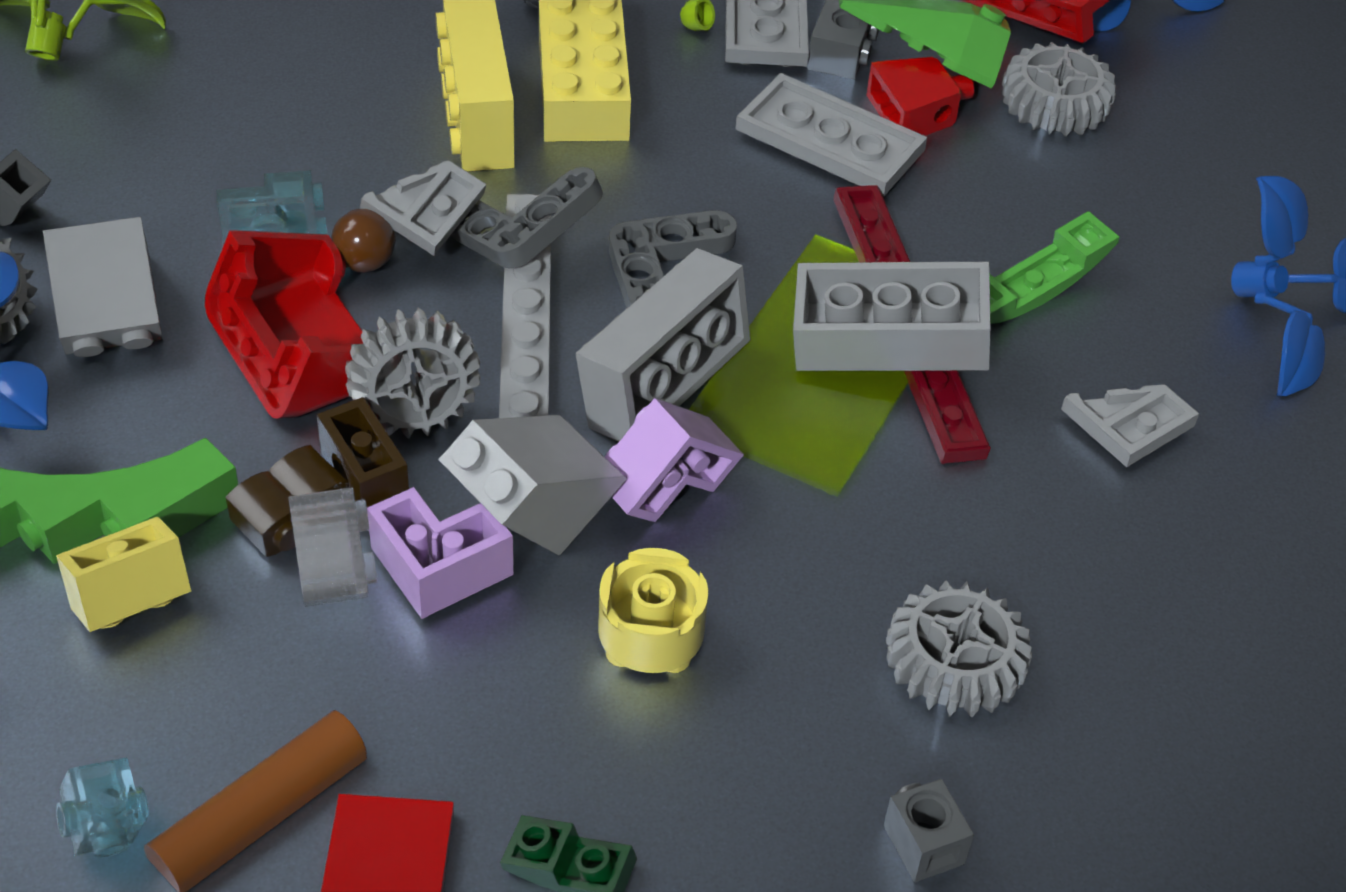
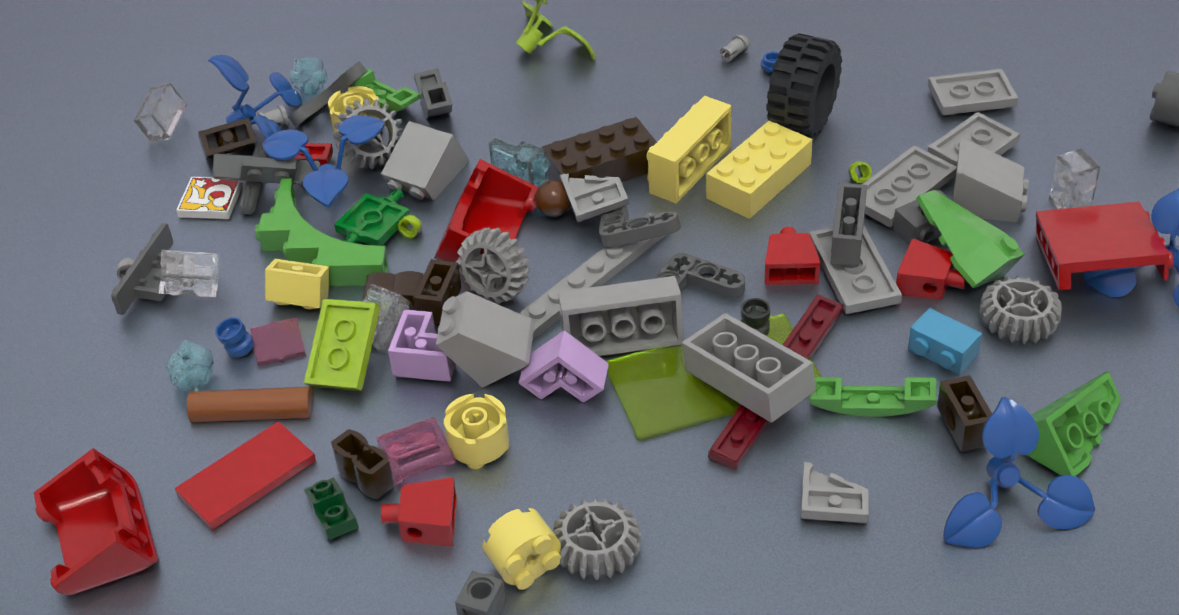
camera: 50 degrees right, 5 degrees down
(108, 705) = (234, 337): none -> blue wheel
(113, 414) = (372, 219): none -> green plate
(174, 683) = (277, 341): none -> clear pink piece
(192, 396) = (405, 222): none -> lime hinge
(322, 616) = (342, 344): none -> lime plate
(365, 141) = (607, 151): none -> dark brown brick
(559, 763) = (363, 464): none -> dark brown brick
(572, 690) = (412, 442): none -> clear pink plate
(716, 769) = (425, 512): none -> red torso
(753, 160) = (791, 259): none -> red torso
(797, 77) = (848, 224): none -> dark grey brick
(808, 245) = (756, 314): none -> pearl dark grey wheel
(913, 721) = (522, 547): none -> light yellow brick
(1030, 167) = (944, 341): none -> dark azure brick
(1159, 234) = (963, 411): none -> dark brown brick
(1236, 187) = (1074, 425): none -> bright green wedge

